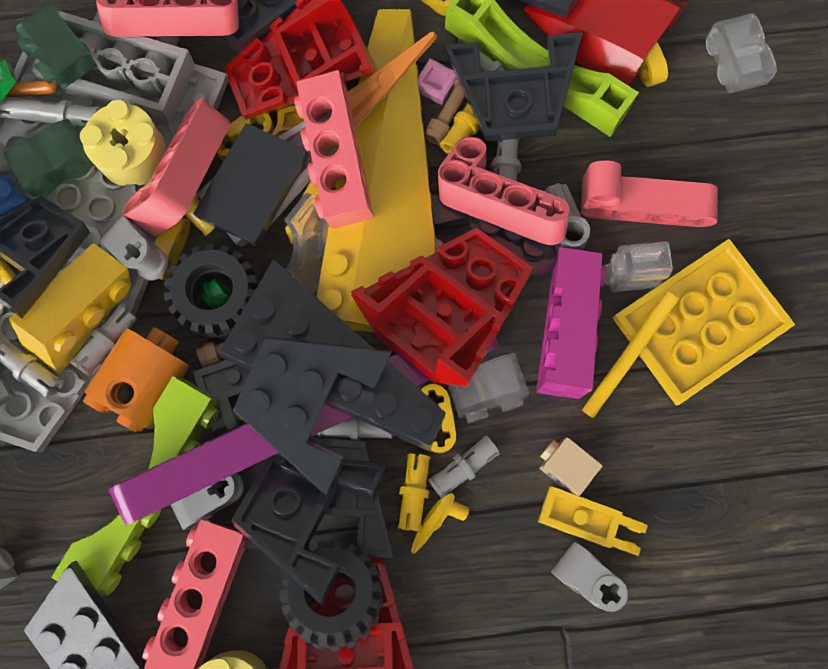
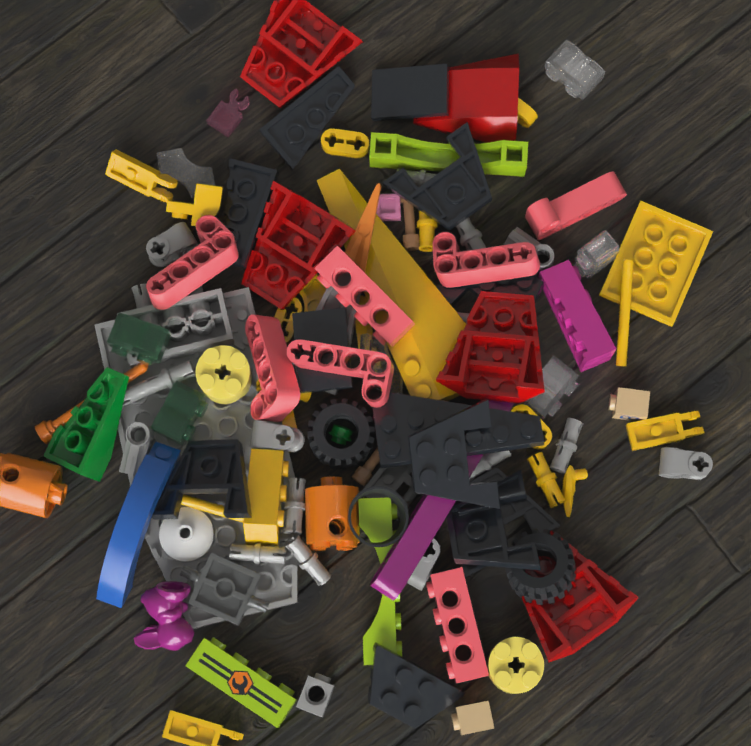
camera: 30 degrees left, 0 degrees up
(79, 412) = (308, 559): none -> light grey pin
(134, 418) = (404, 516): none -> black tyre
(254, 206) = (339, 365): none -> coral beam

